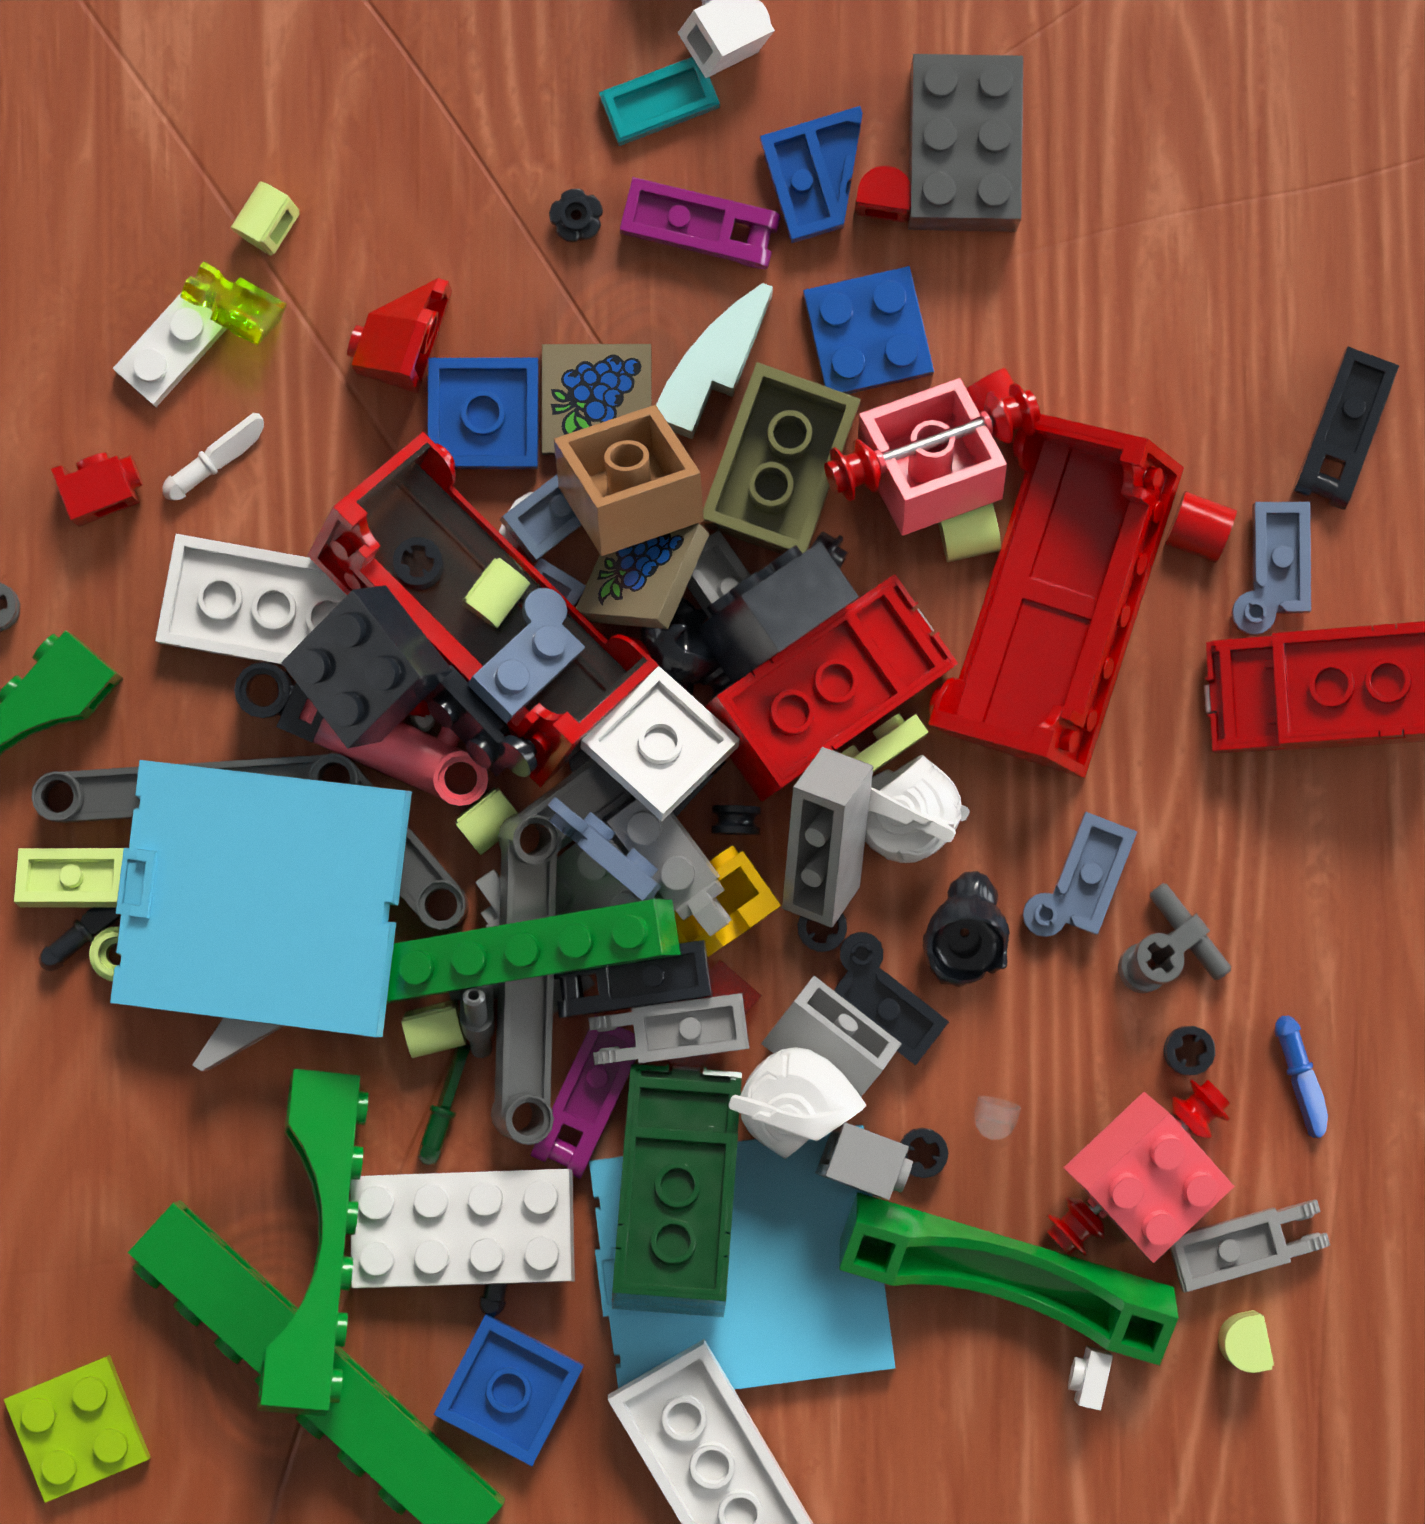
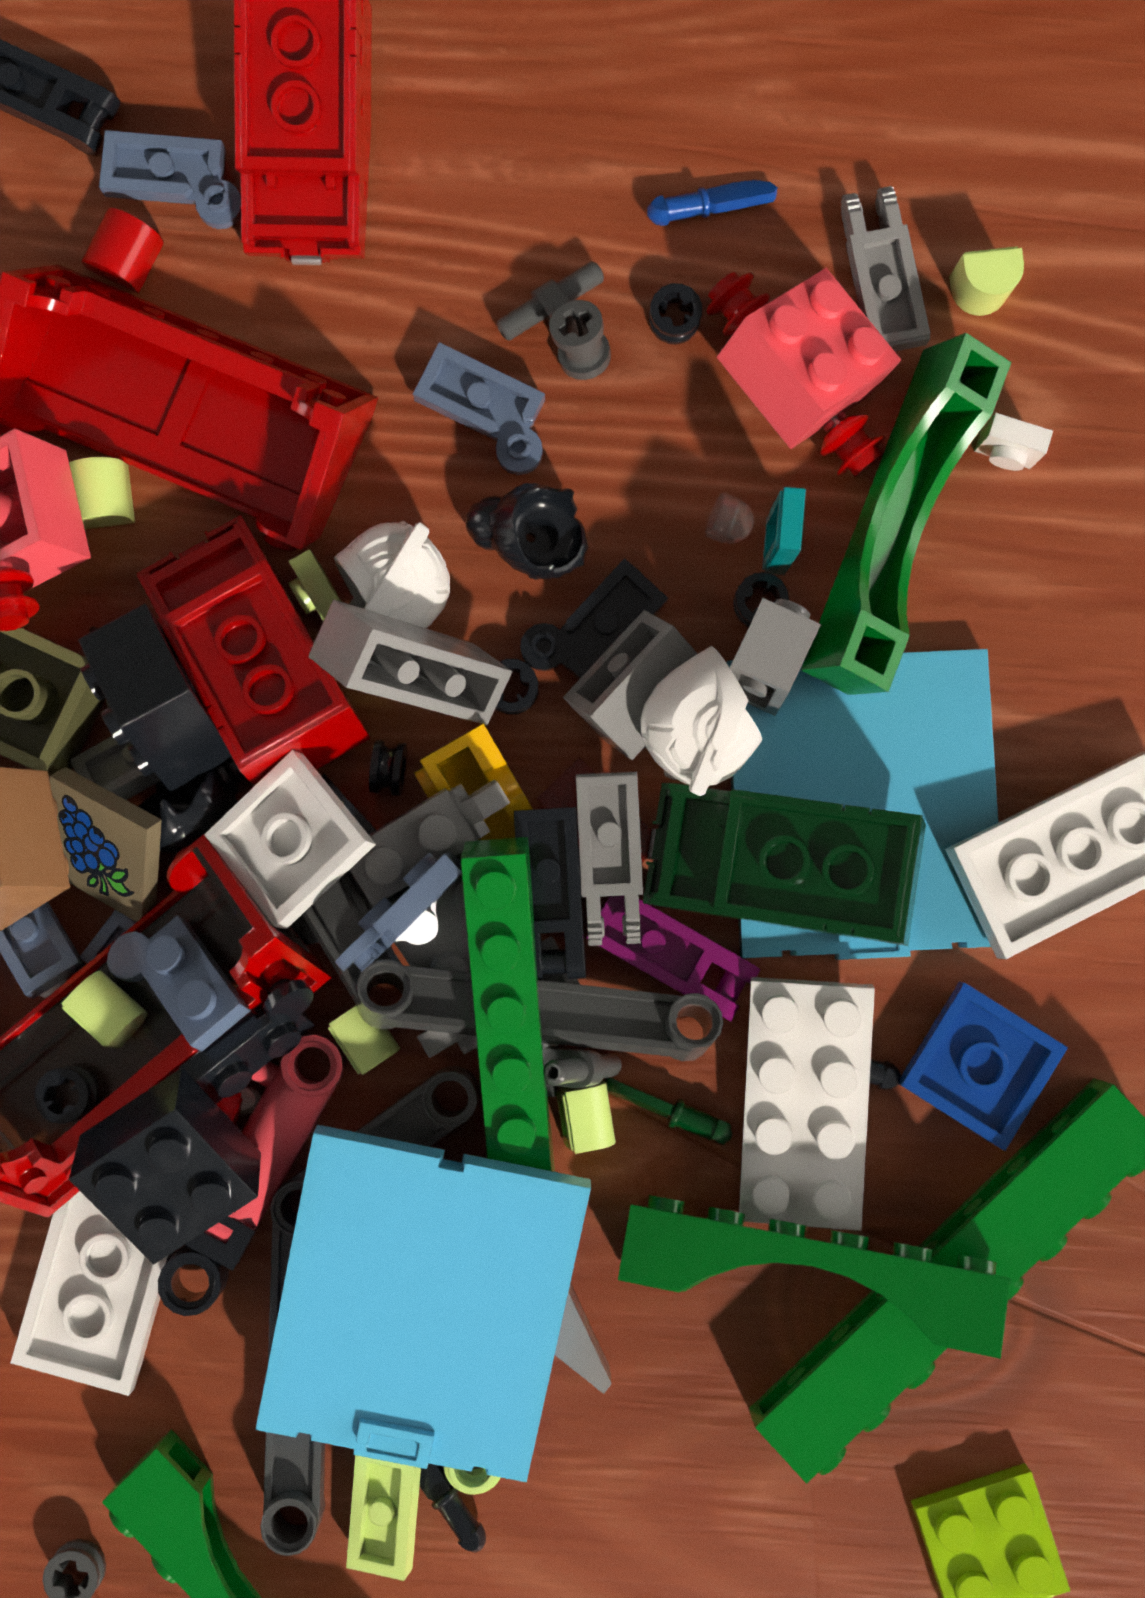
camera: 90 degrees left, 0 degrees up
(983, 1165) = (784, 531): none -> teal tile

